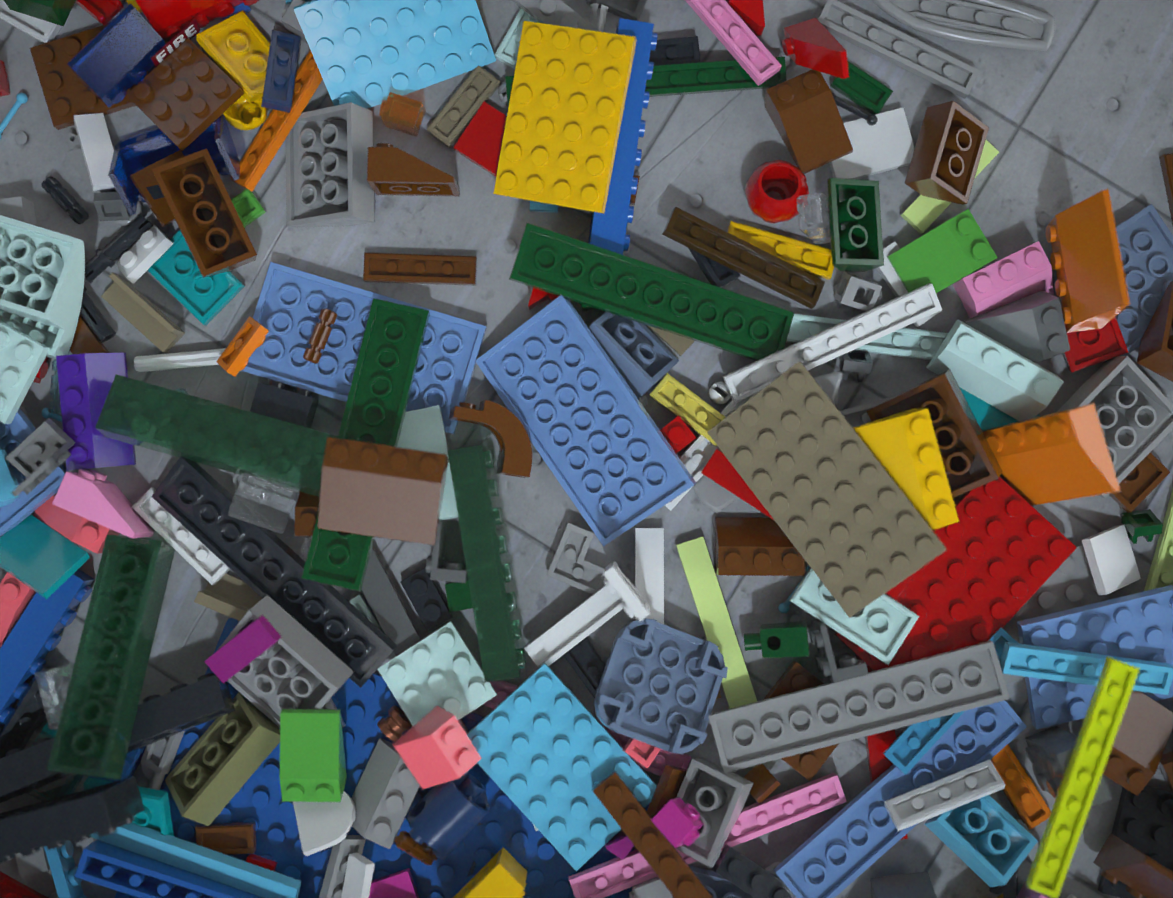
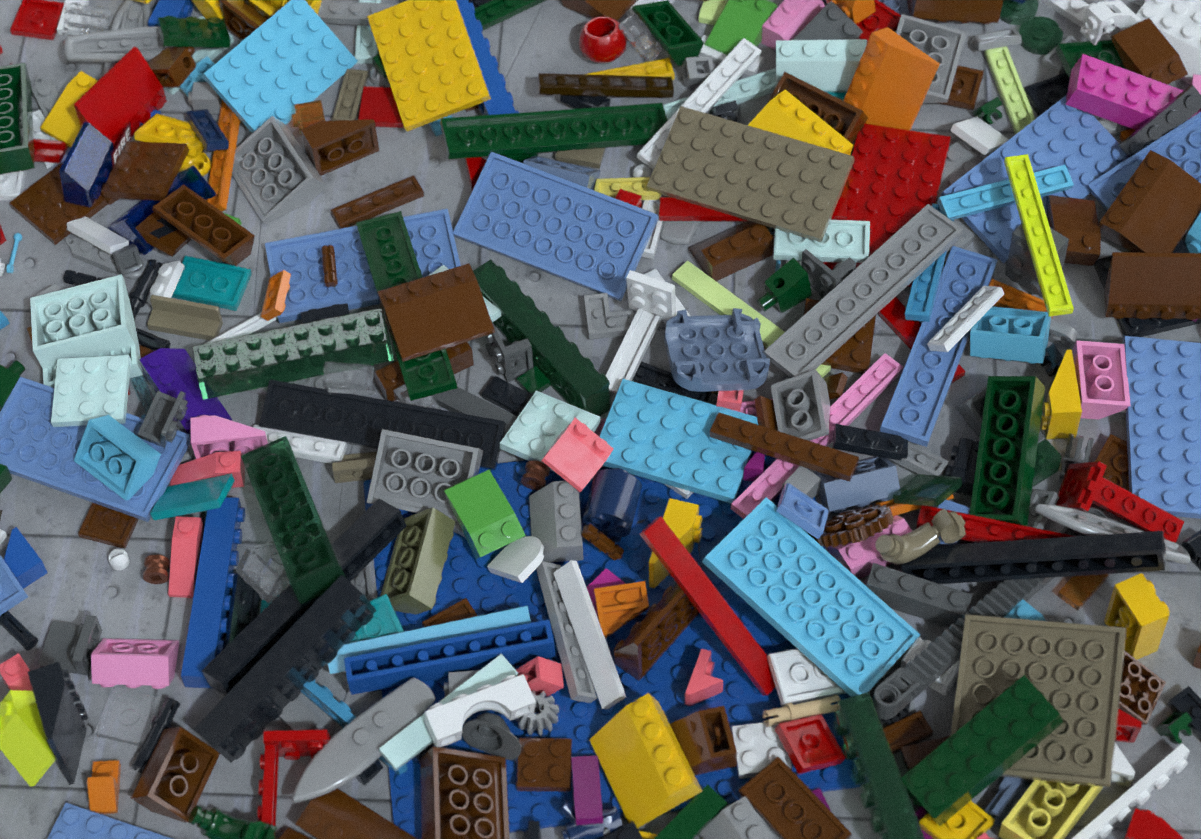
camera: 25 degrees left, 30 degrees down
(243, 648) = (391, 462): magenta tile -> none
(512, 438) = (511, 260): reddish brown arch -> none
(679, 822) = (785, 417): dark pink brick -> none

